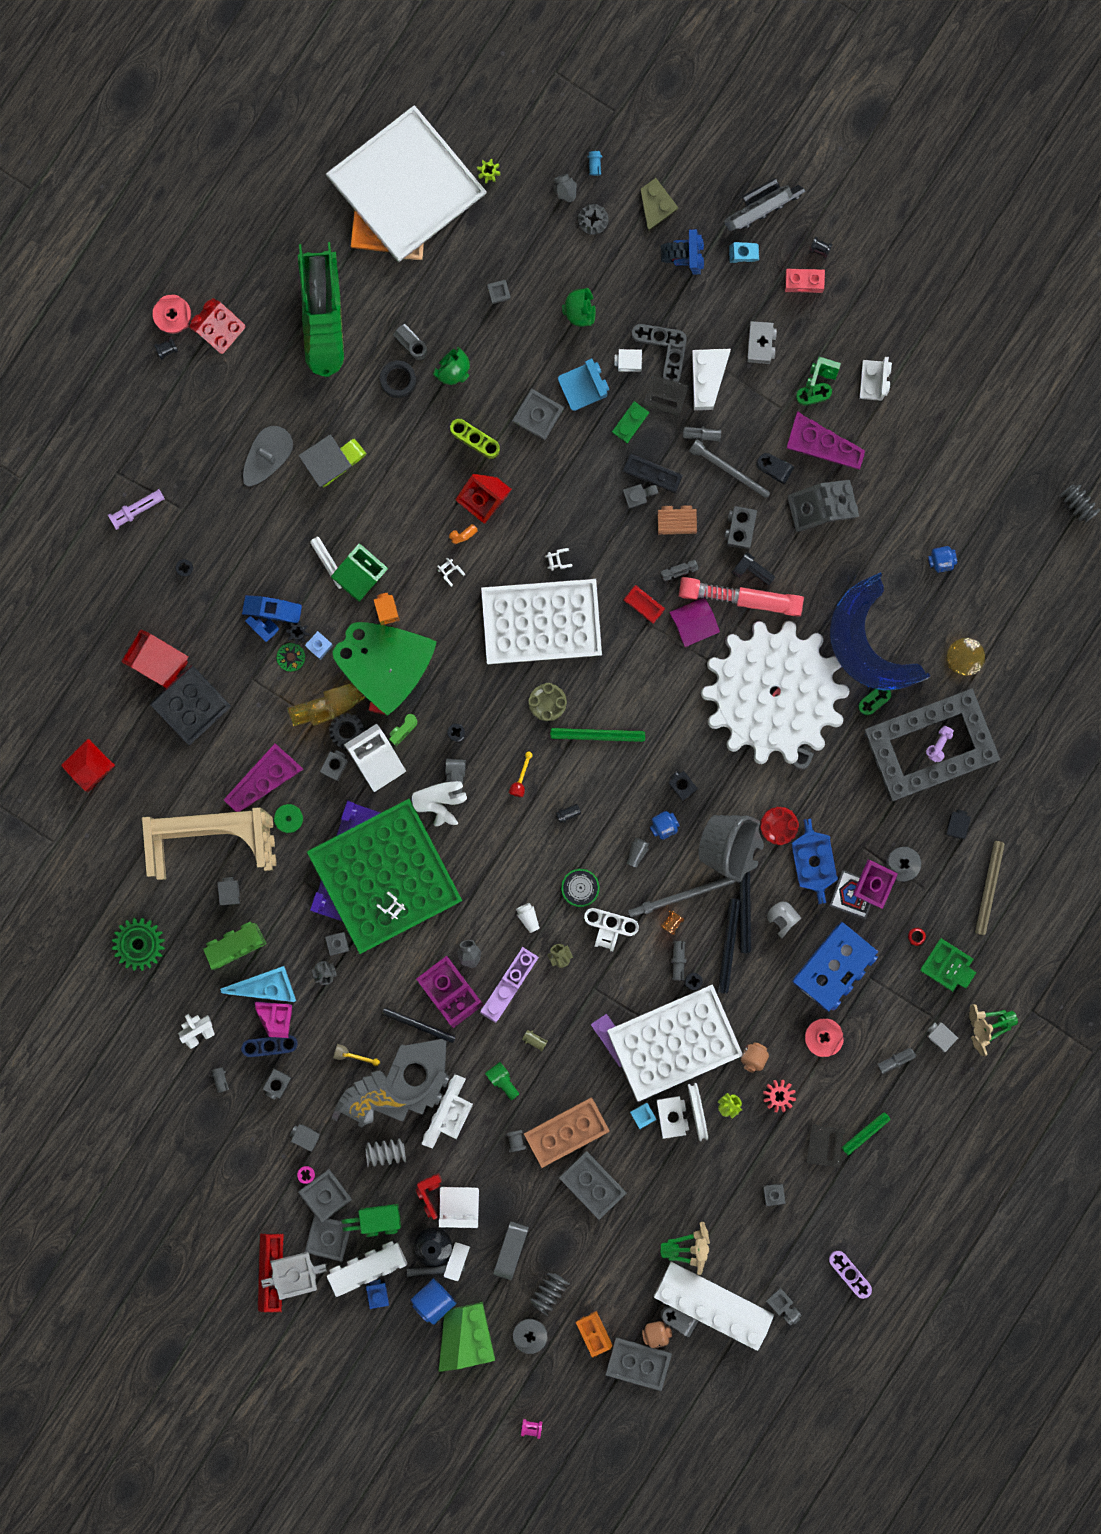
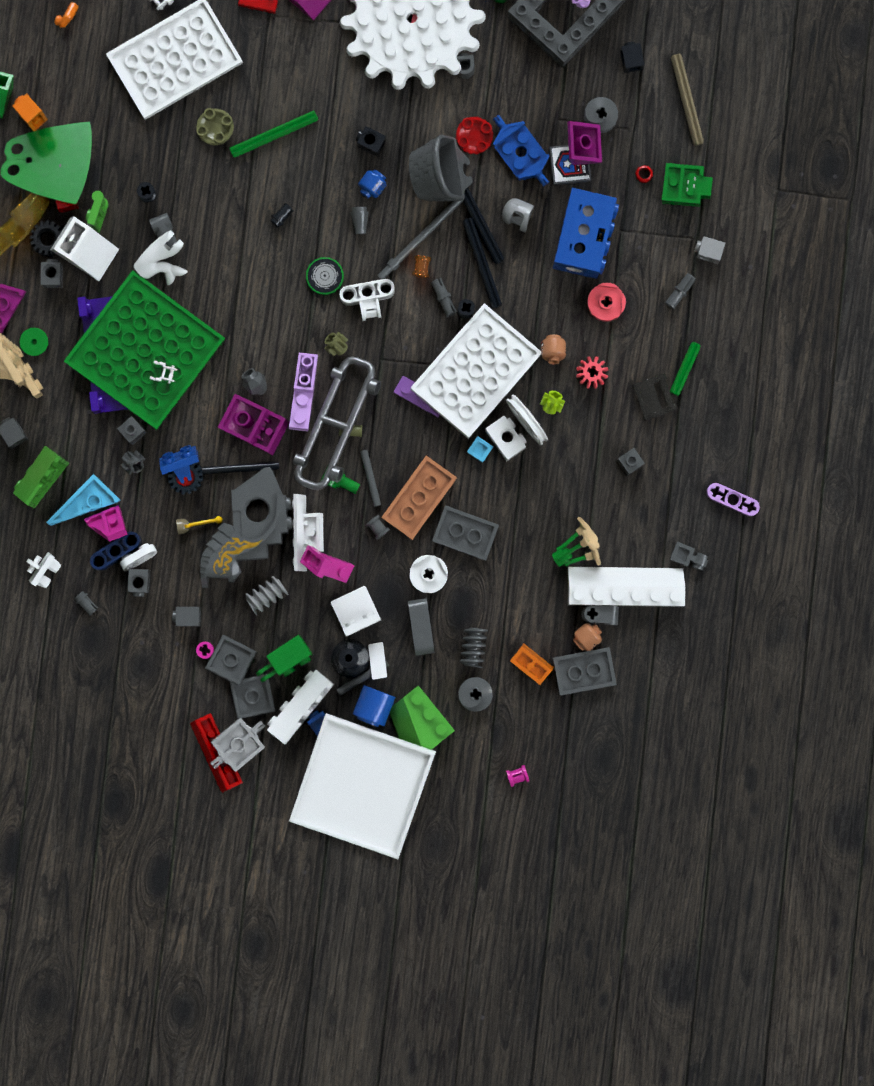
camera: 30 degrees left, 0 degrees up
(294, 1060) = (143, 554): none -> white plate
(366, 1001) = (182, 469): none -> blue plate
(387, 1369) = (362, 786): none -> white tile
(430, 1183) = (320, 601): red bracket -> none
(449, 562) = (75, 48): white piece -> none
(450, 1152) = (326, 565): none -> dark pink bracket
(500, 1072) = (334, 472): none -> flat silver bar
(517, 788) = (225, 216): hinge -> none
(528, 917) = (291, 324): white cone -> none
(531, 1092) = (370, 478): none -> dark grey bar
(548, 1214) = (418, 570): none -> white plate
(983, 1030) = (745, 223): tan plant -> none

